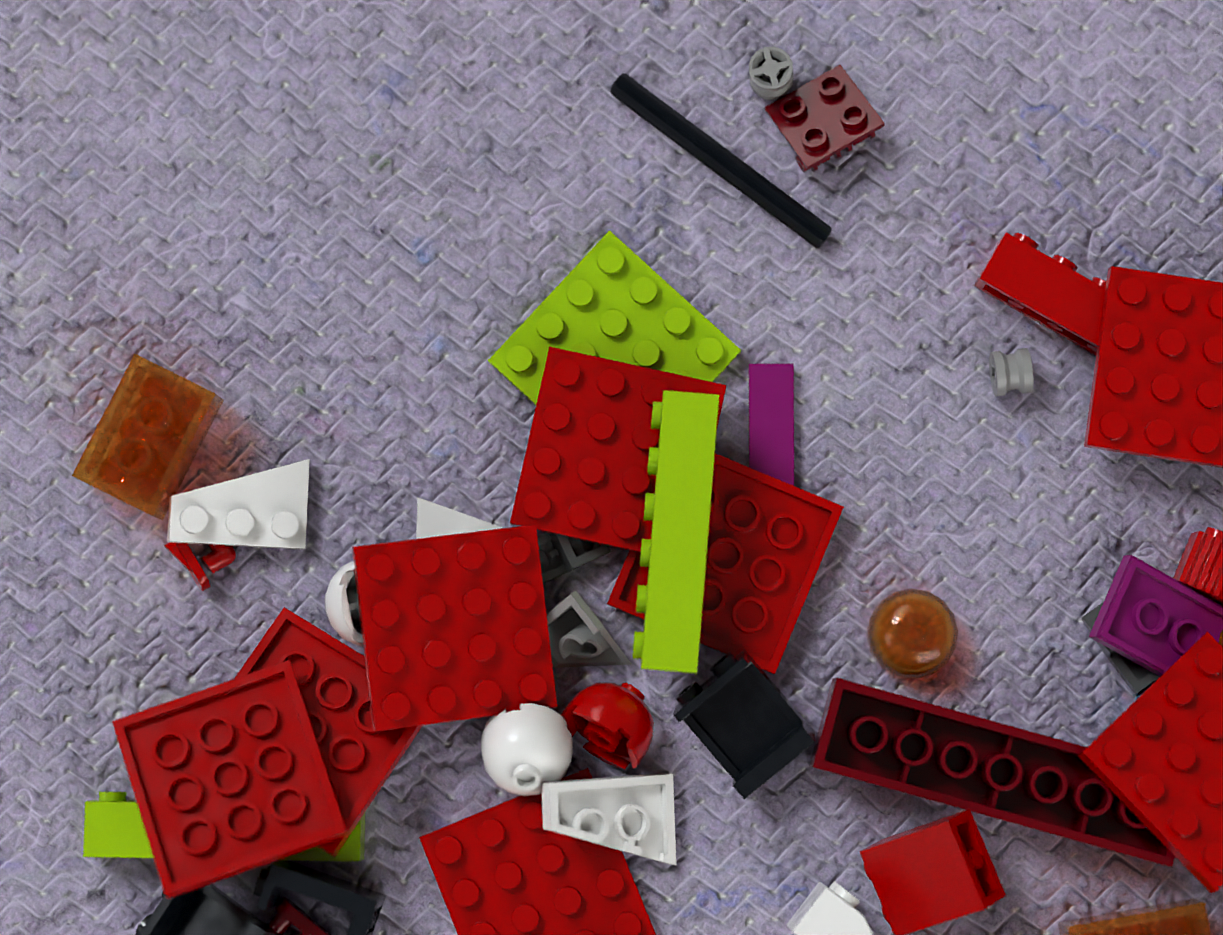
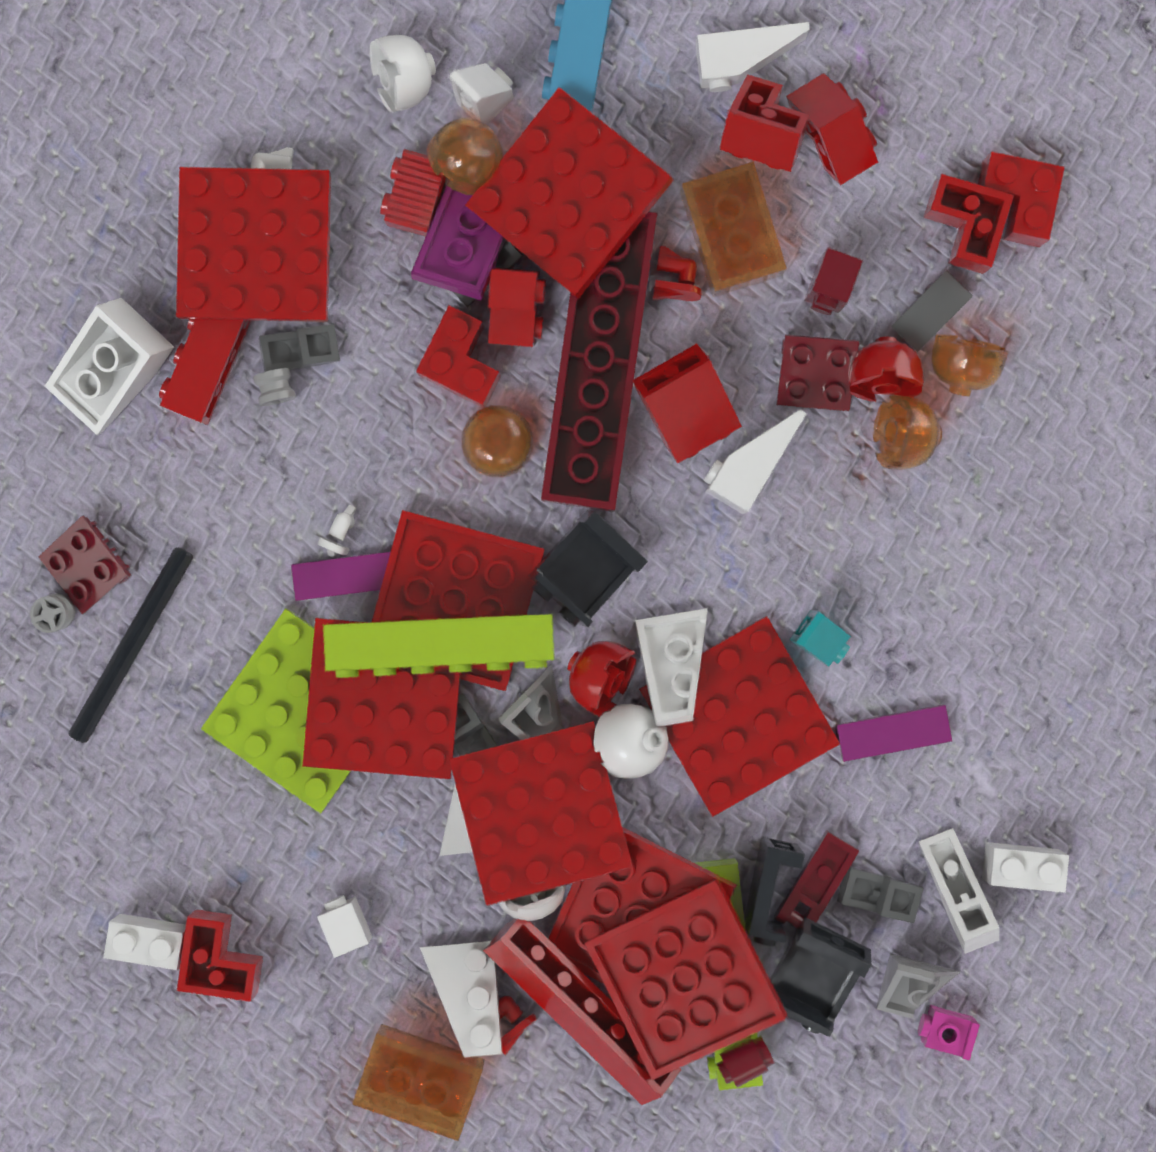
camera: 95 degrees left, 5 degrees up
(117, 838) = (745, 1061): none -> dark red brick
(212, 639) = (575, 1005): none -> red brick
(324, 203) = (207, 964): none -> red brick
(349, 371) = (344, 925): none -> white brick
(362, 135) = (145, 941): none -> white brick
(835, 431) = (338, 530): none -> white piece
(1017, 588) = (449, 360): none -> red brick
(1054, 409) = (299, 348): none -> dark grey slope
(1062, 177) = (108, 364): none -> white slope
(1073, 890) = (686, 268): none -> red piece
(1075, 676) = (514, 306): none -> red brick

